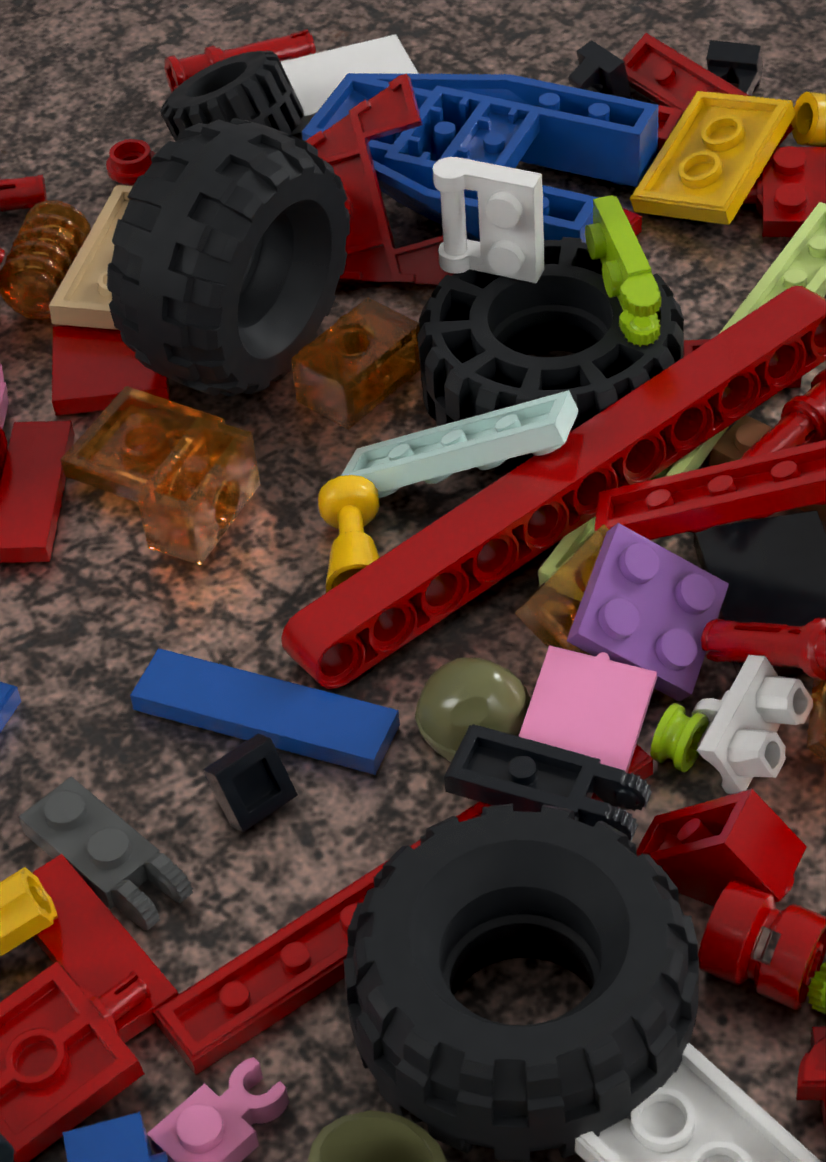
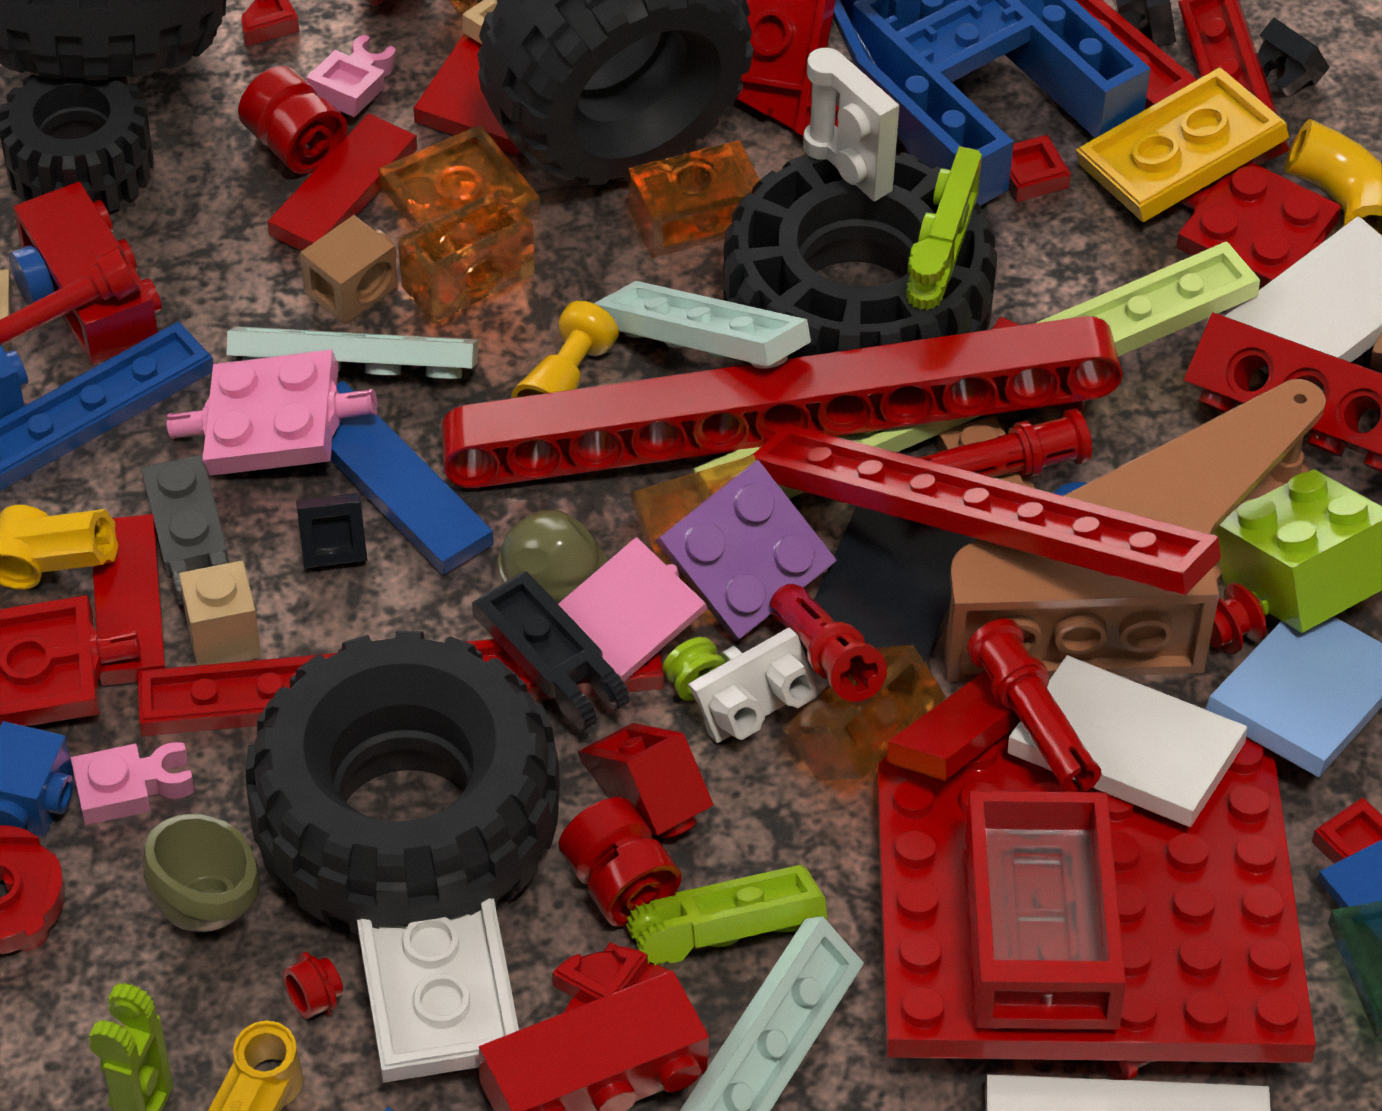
camera: 25 degrees right, 5 degrees up
(94, 552) = (349, 269): none -> medium nougat brick
(114, 706) = (271, 412): none -> bright pink plate
(124, 629) = (380, 352): none -> light aqua plate
(202, 912) = (220, 614): none -> tan brick

